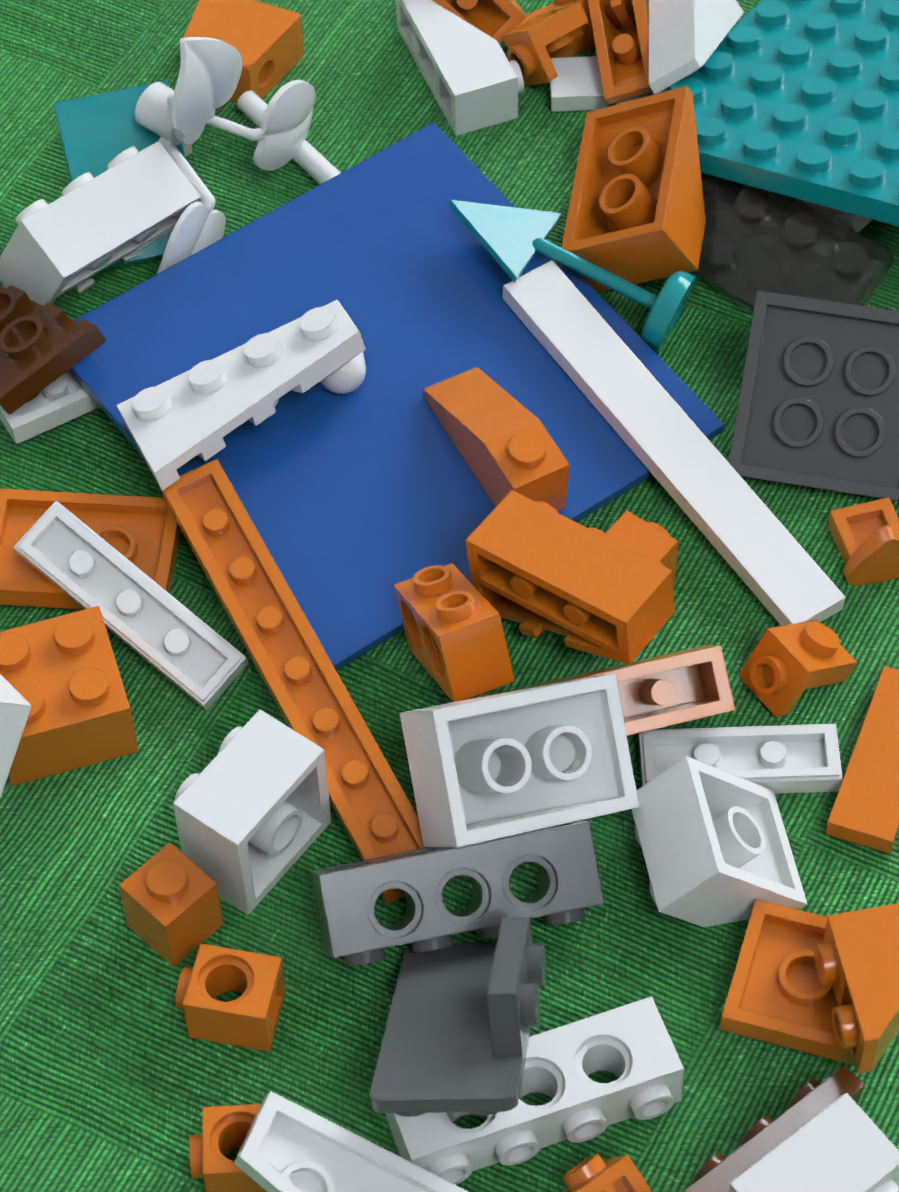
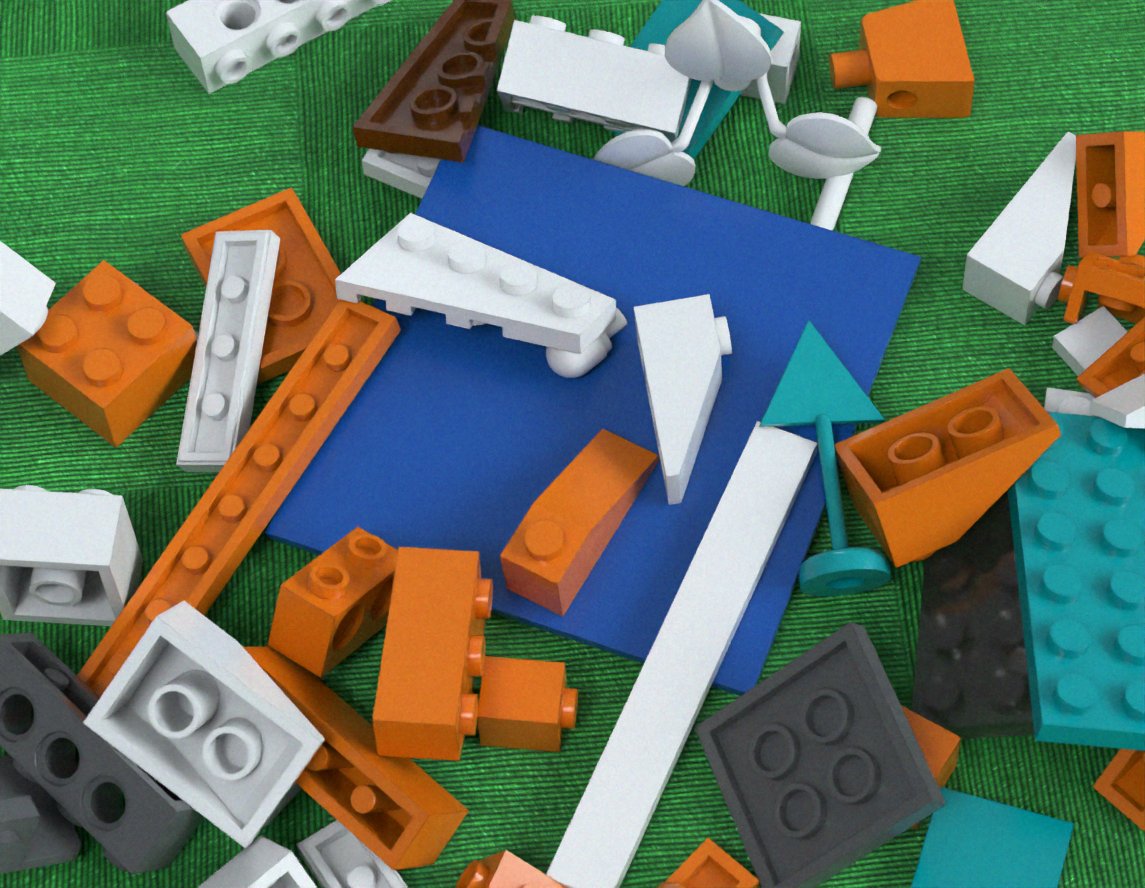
camera: 60 degrees right, 5 degrees up
(434, 312) = (682, 376): none -> white slope

